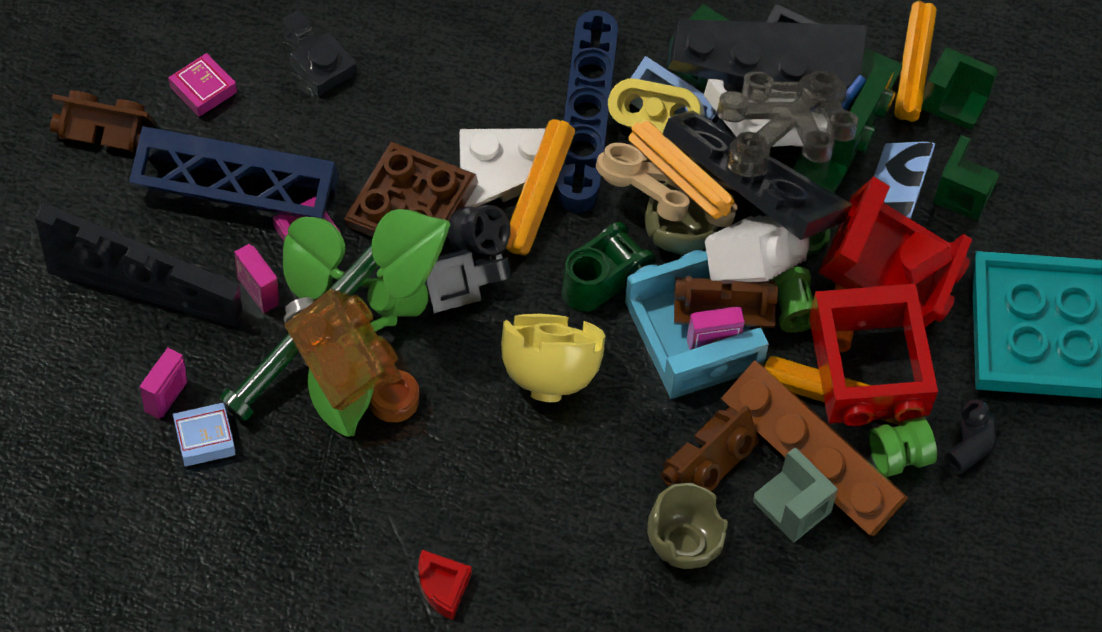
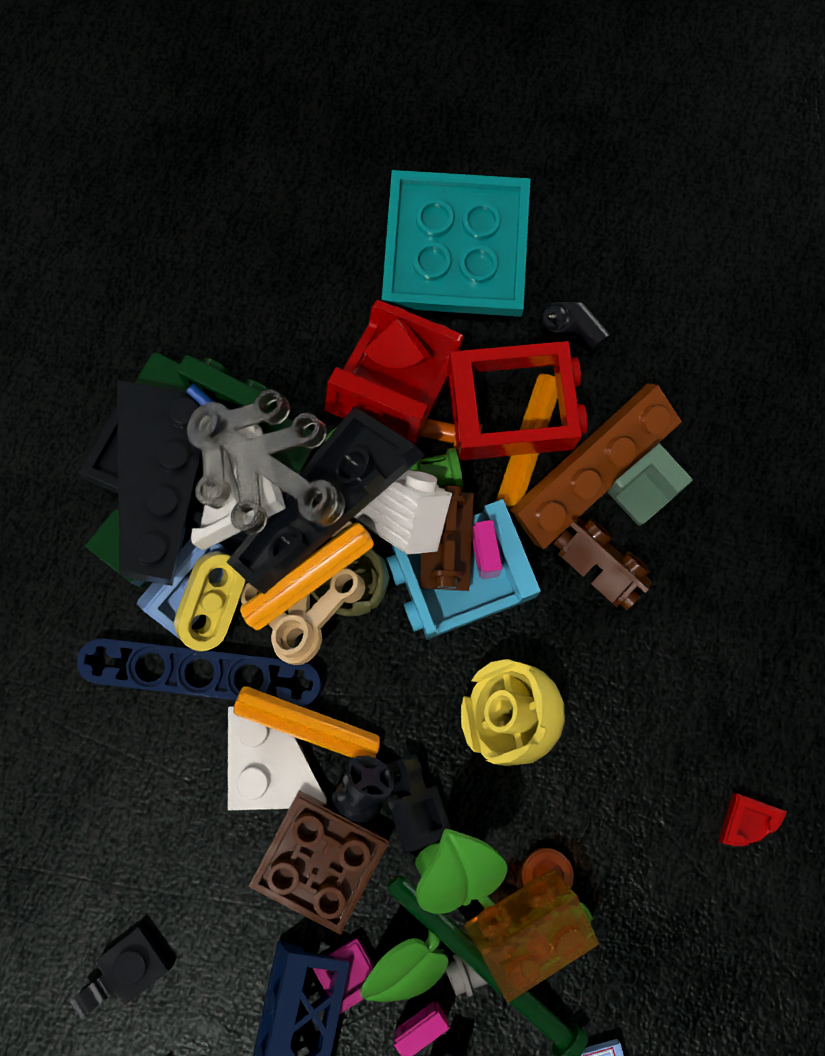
camera: 85 degrees left, 20 degrees up
(605, 261) = (398, 654): dark green piece -> none
(686, 526) = (694, 586): olive hair -> none
(902, 446) = (596, 388): bright green wheel -> none
(904, 170) = (292, 365): slope -> none
(915, 61) = (143, 338): light orange axle -> none
(959, 88) = (185, 301): dark green panel -> none
(964, 184) = (295, 303): dark green panel -> none

